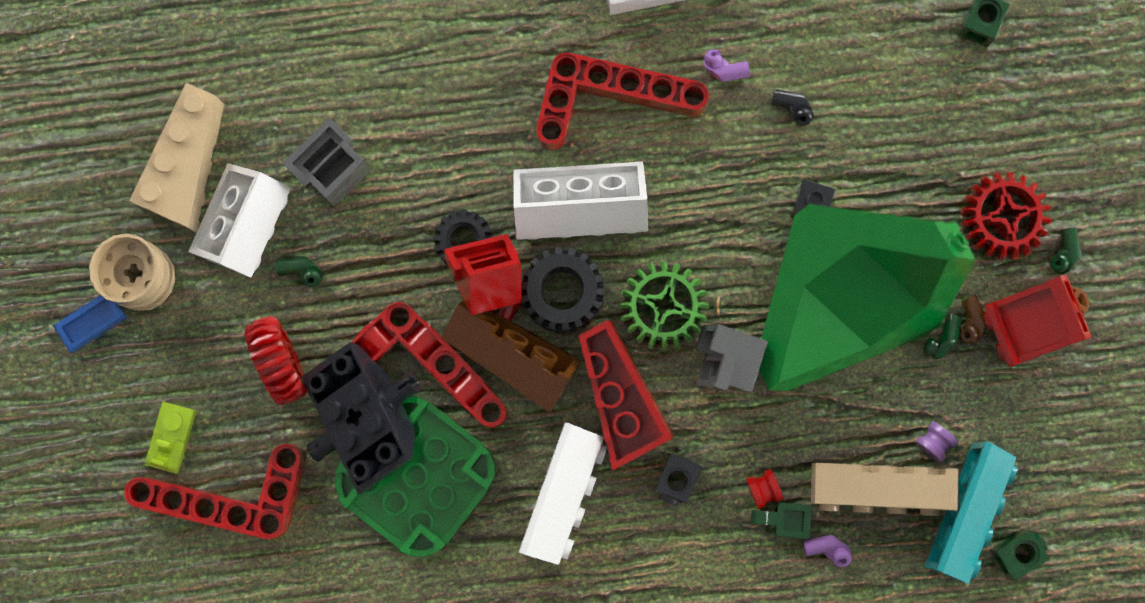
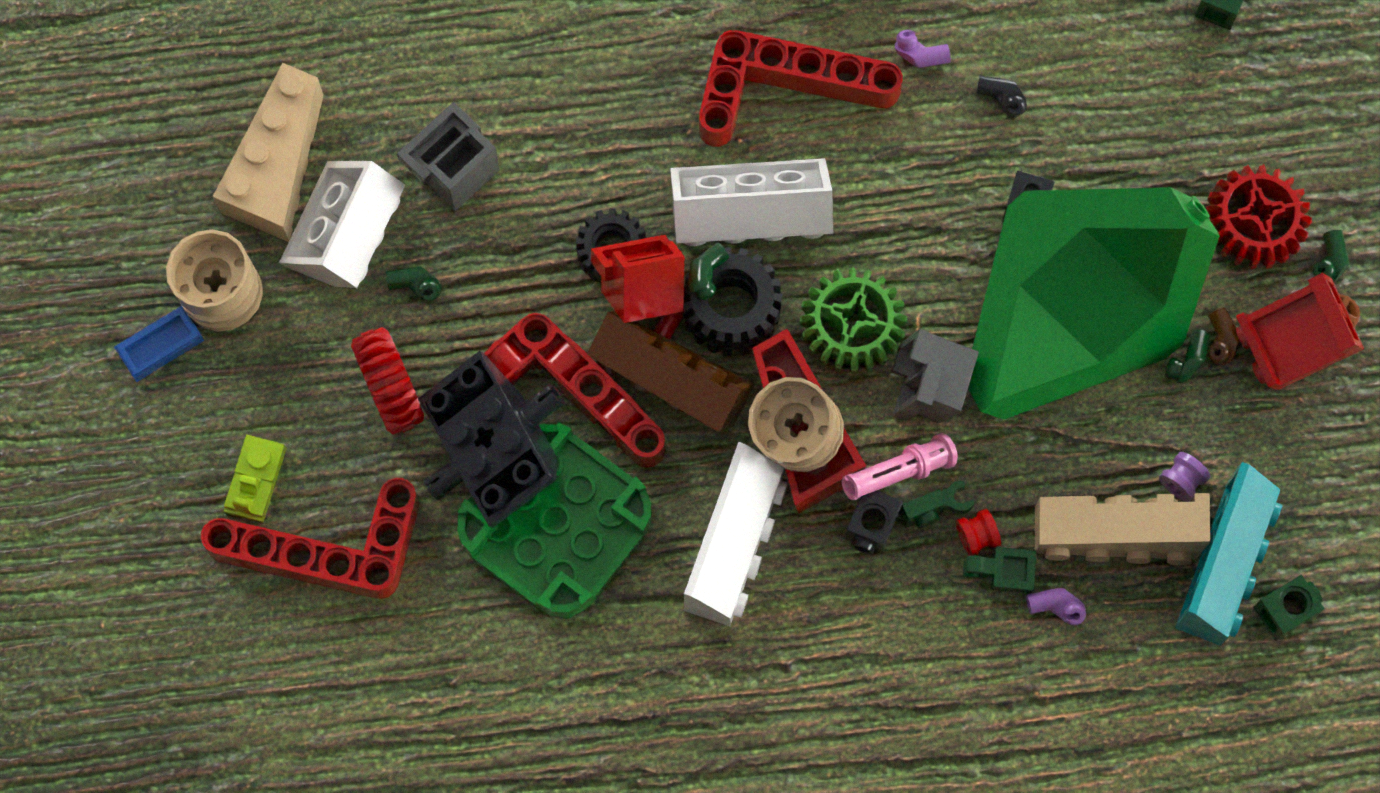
camera: 10 degrees left, 10 degrees down
(536, 270) = (702, 271): none -> dark green arm
(596, 419) = (785, 404): none -> tan wheel
(709, 432) = (914, 463): none -> bright pink pin
(722, 469) = (927, 508): none -> dark green plate

